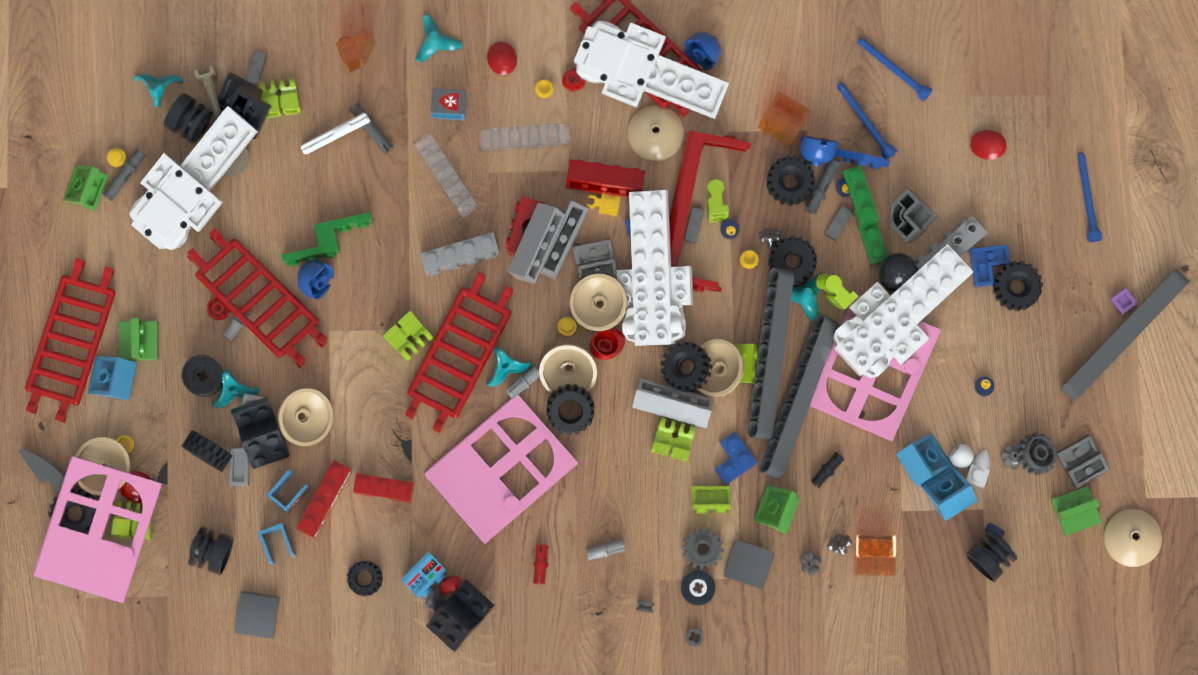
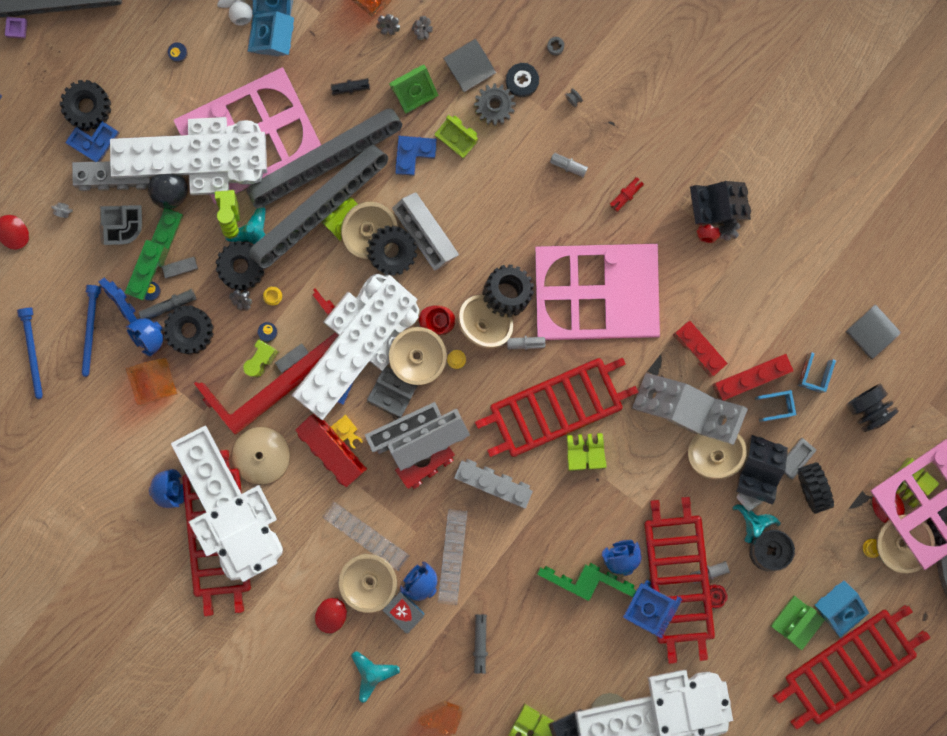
camera: 145 degrees left, 5 degrees up
(260, 255) = (651, 610): none -> blue piece
(335, 133) = (512, 662): white axle -> none
(354, 432) = (689, 408): none -> light grey bracket
(376, 578) = (780, 292): black tyre -> none
(424, 576) = (723, 256): dark azure slope -> none
(454, 135) = (420, 582): none -> blue cylinder
(493, 92) = (359, 592): none -> tan dish
(506, 365) = (529, 367): teal piece -> none
(544, 88) = (318, 563): yellow plate -> none
(572, 85) = (295, 552): red plate -> none
(664, 441) = (456, 205): lime legs -> none
(965, 191) = (61, 210): none -> light grey plate

